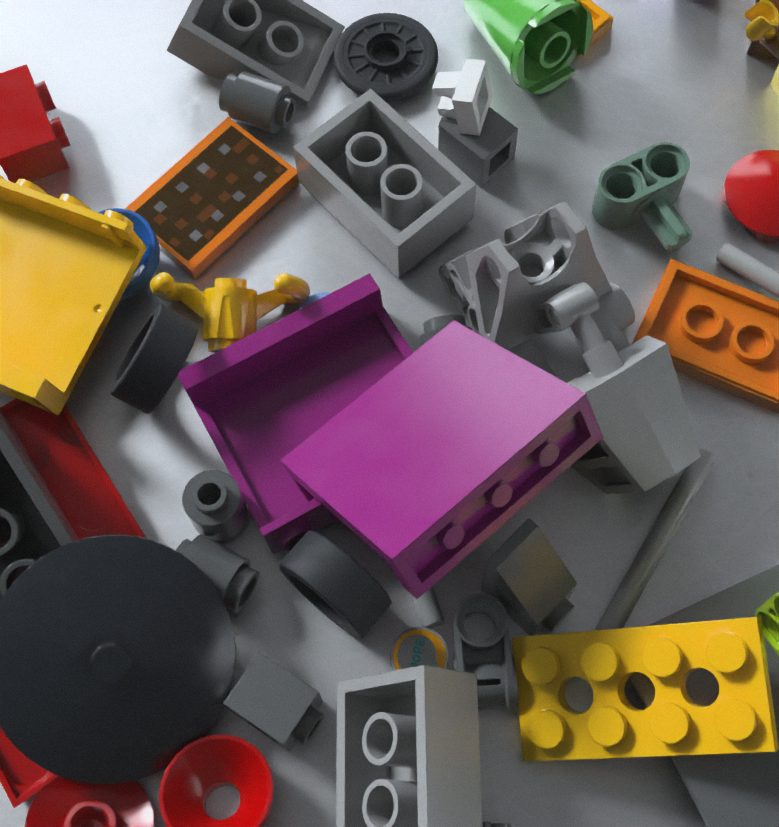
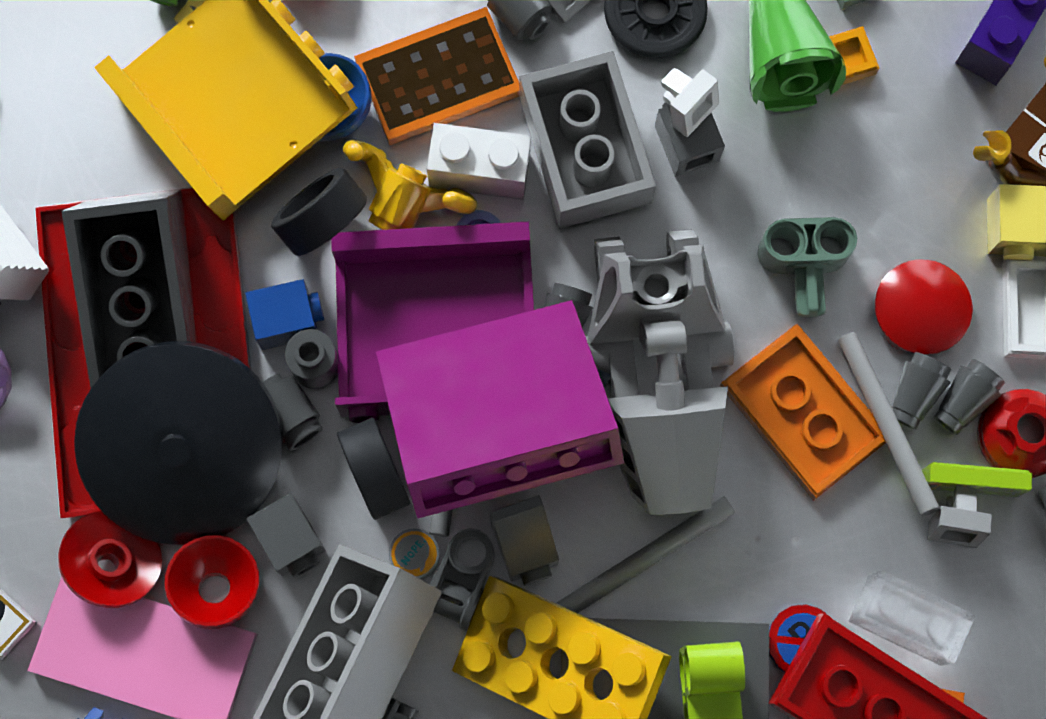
camera: 20 degrees right, 10 degrees up
(159, 475) = (282, 312): none -> blue brick
(292, 241) = (479, 161): none -> white piece

